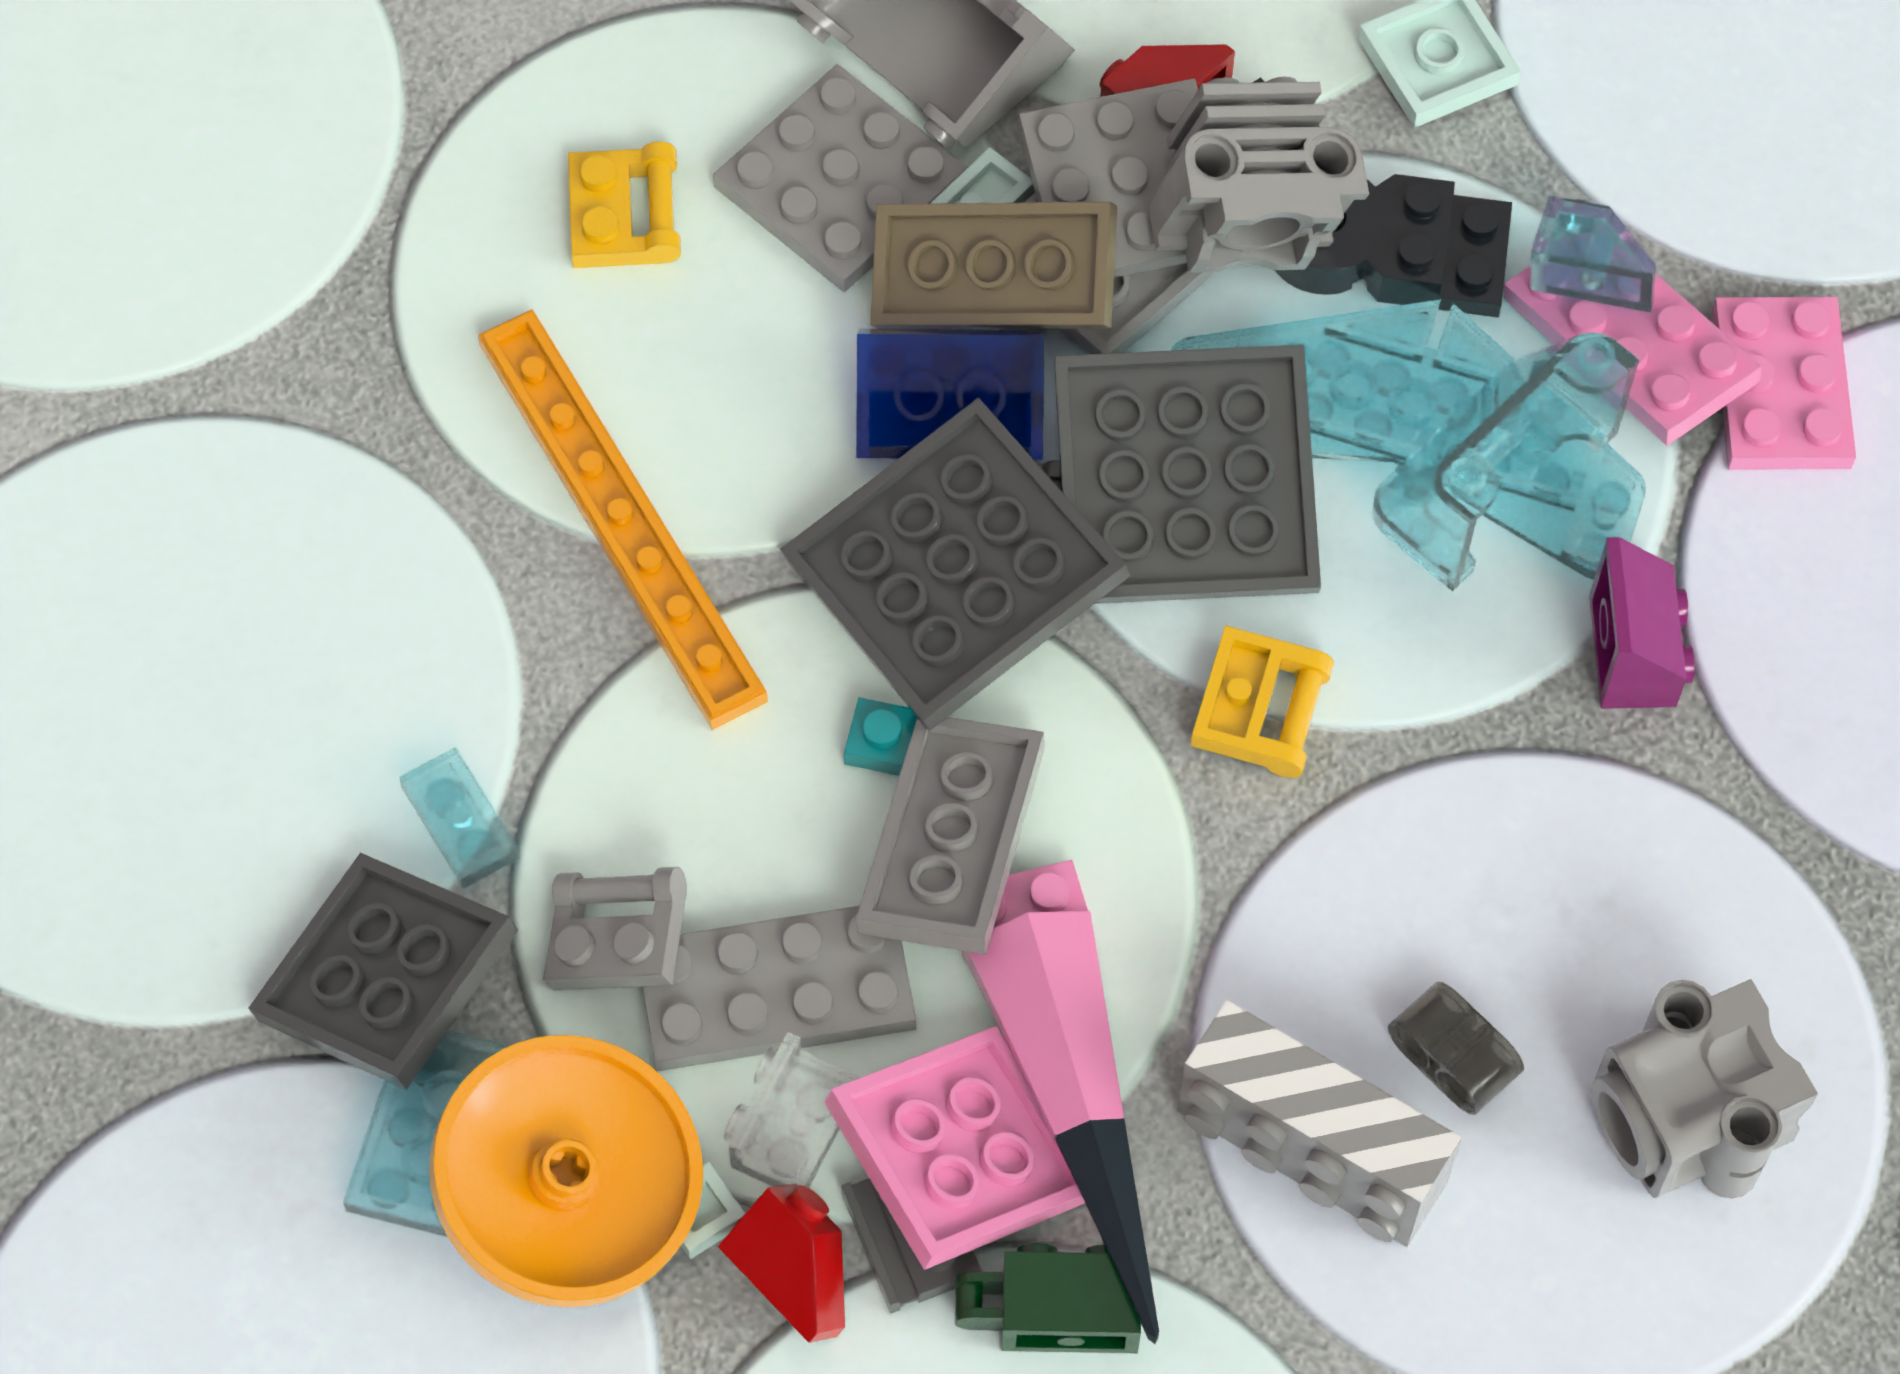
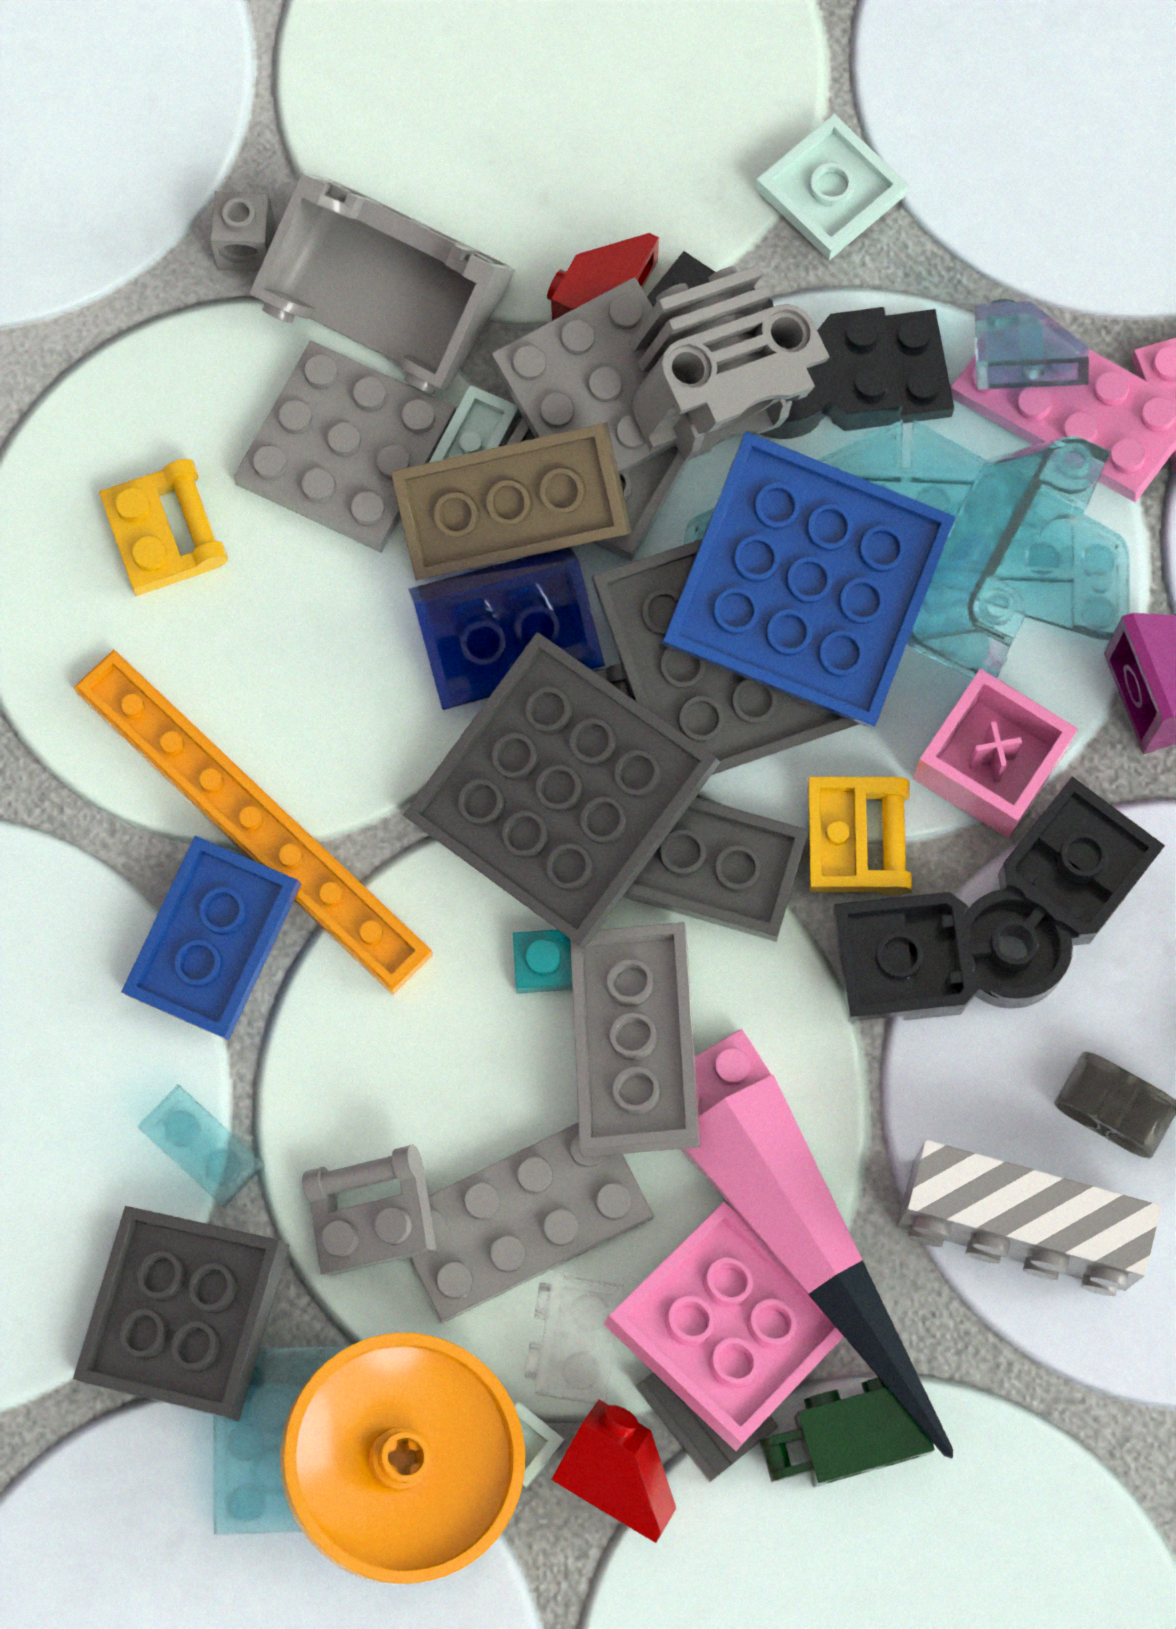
camera: 15 degrees left, 10 degrees up
(539, 614) = (211, 937): none -> blue plate
(1103, 693) = (724, 869): none -> dark grey plate
(1282, 419) = (808, 580): none -> blue plate
(1432, 653) = (994, 753): none -> bright pink brick
(1457, 814) = (1055, 892): none -> black plate

